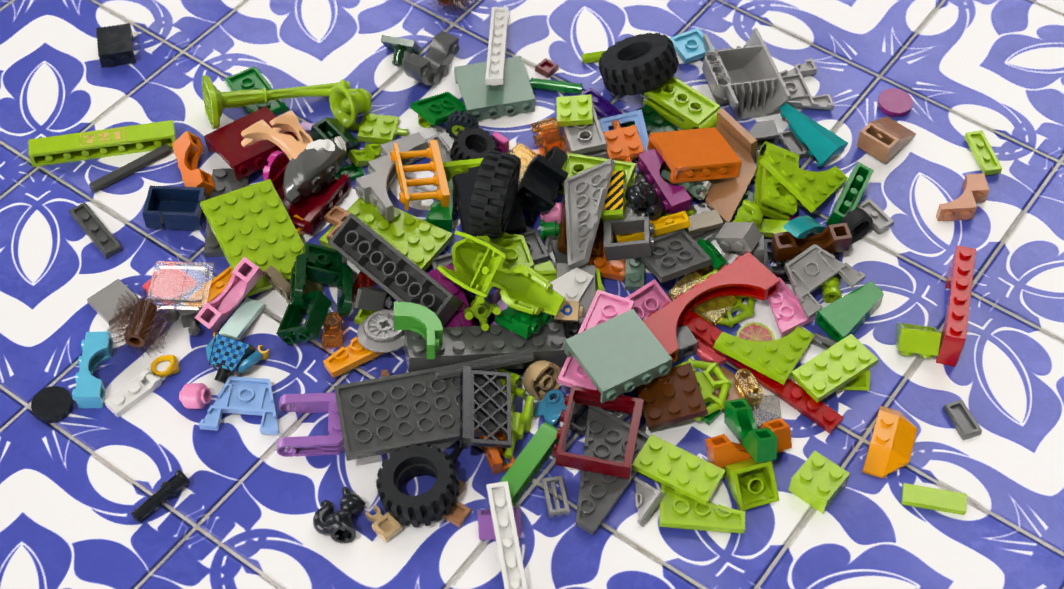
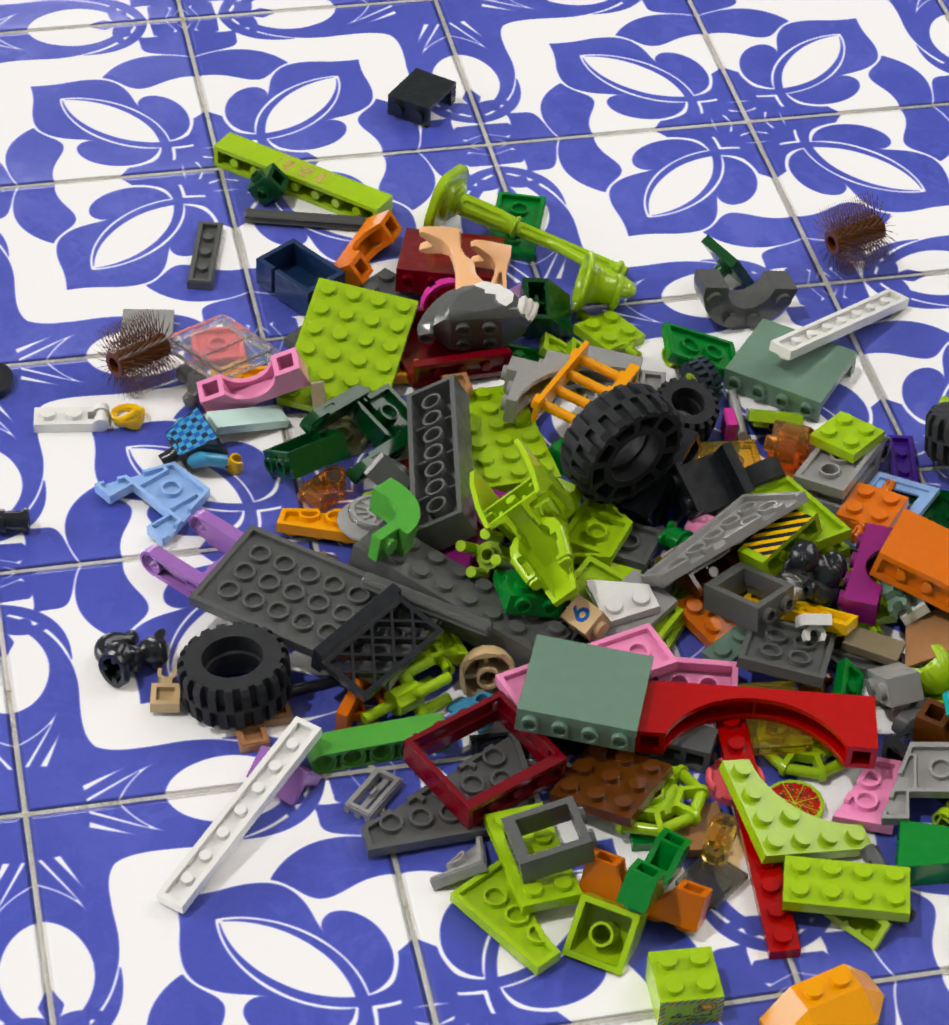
camera: 40 degrees right, 10 degrees down
(88, 159) = (268, 184): none -> dark green brick
(90, 390) = (74, 358): medium azure arch -> none
(195, 396) = (121, 457): bright pink head -> none
(485, 127) = (734, 402): none -> light grey bar
(519, 122) = (762, 417): none -> lime plate
(546, 68) = (884, 387): tile -> none
(564, 87) = (878, 415): green pin -> none
(675, 231) = (814, 622): none -> white tile
(680, 471) = (554, 859): none -> dark grey window

